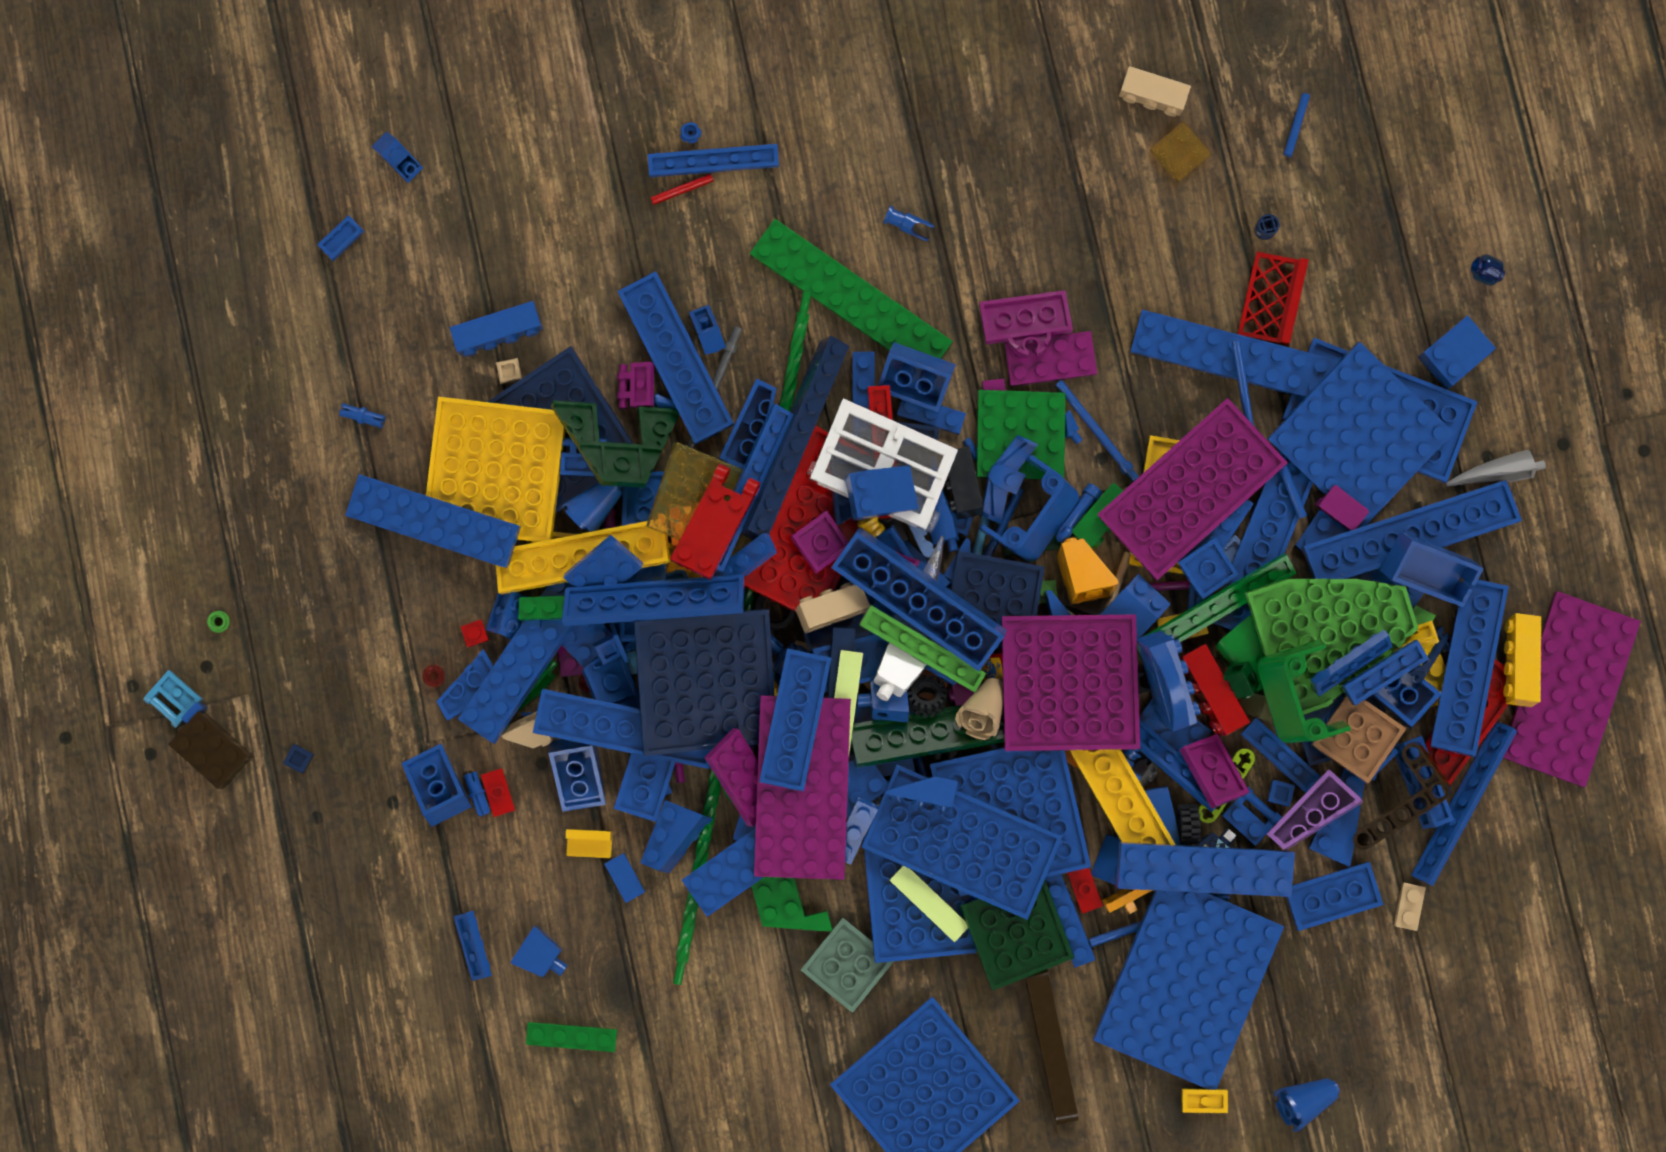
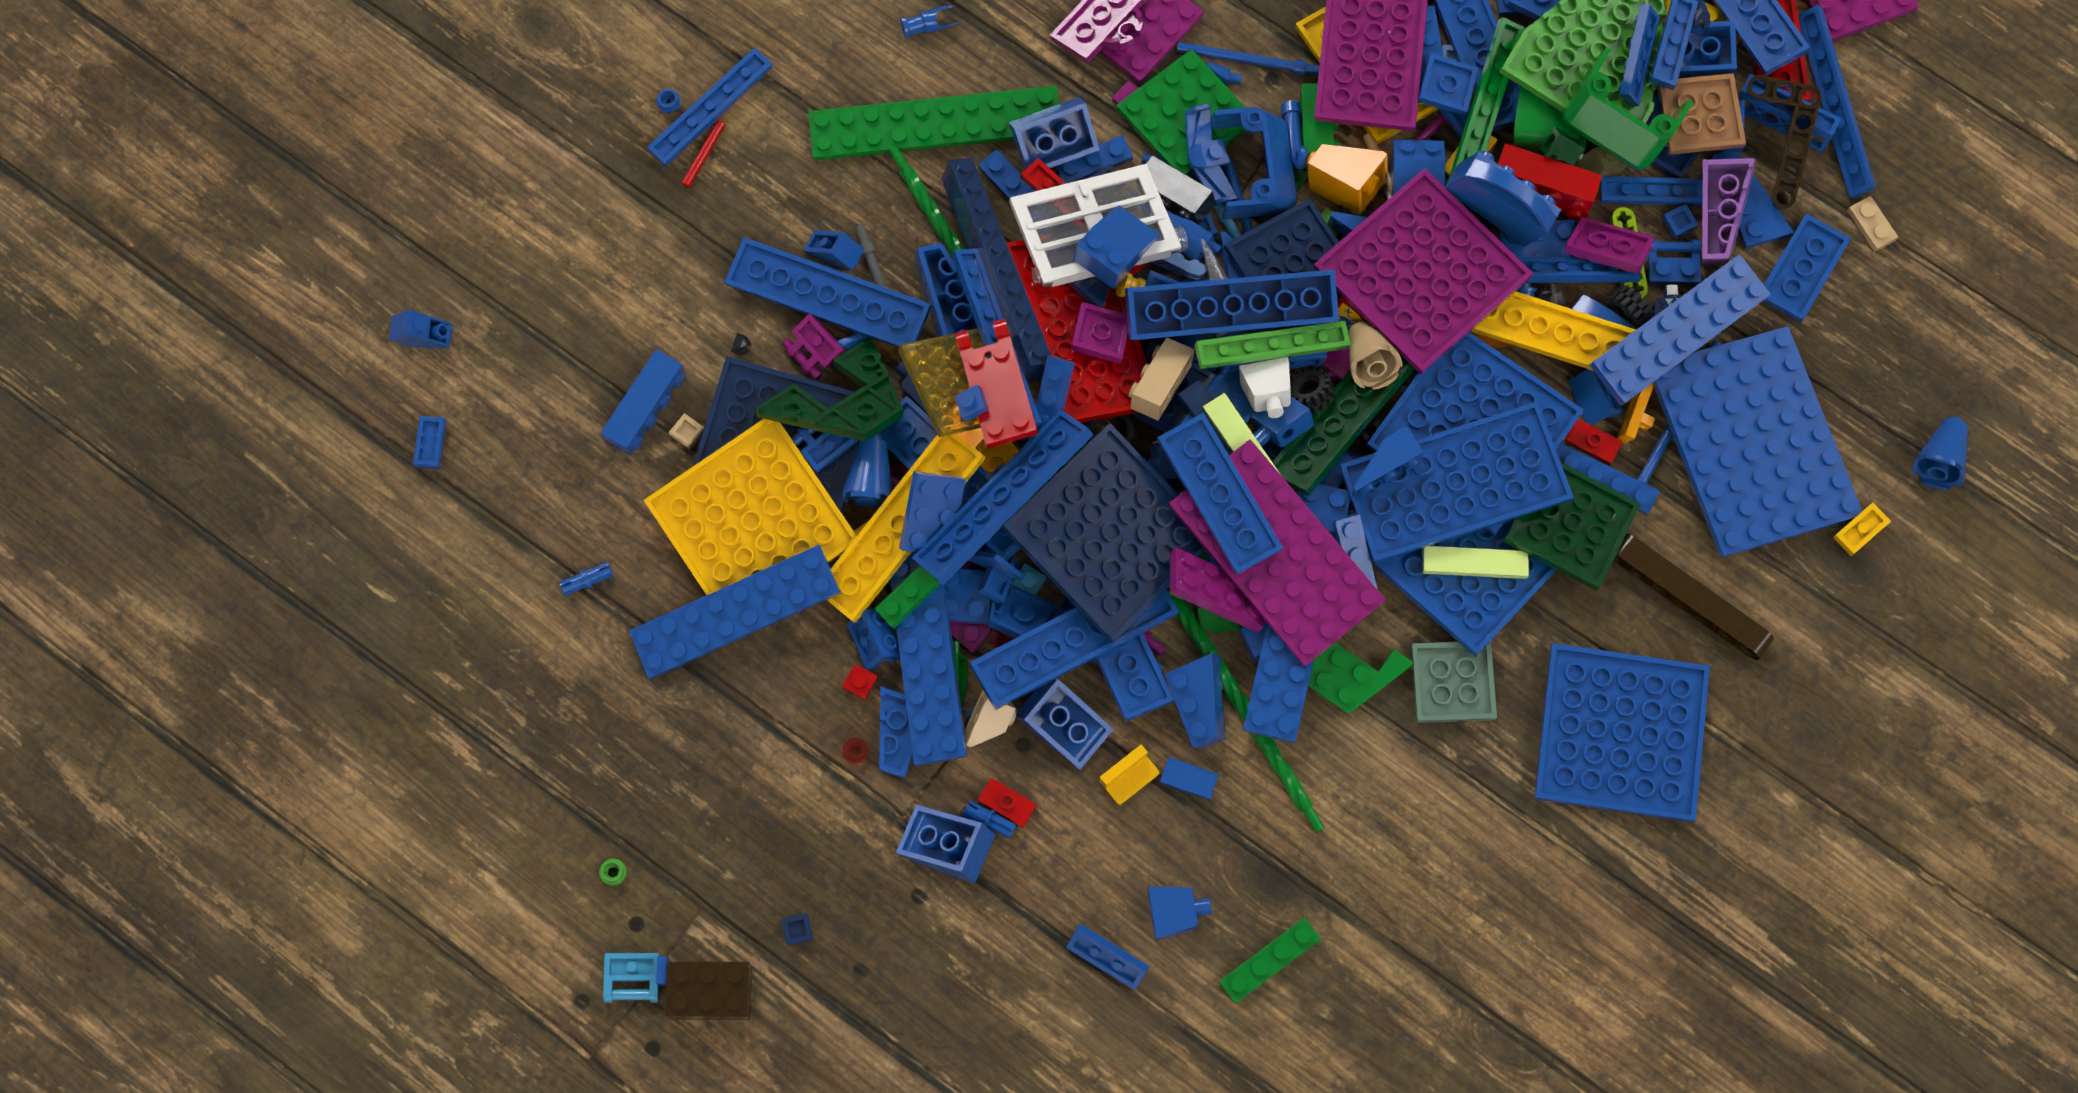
camera: 40 degrees left, 10 degrees down
(593, 342) = (740, 343): none -> black hinge
(685, 522) = (971, 403): none -> blue plate

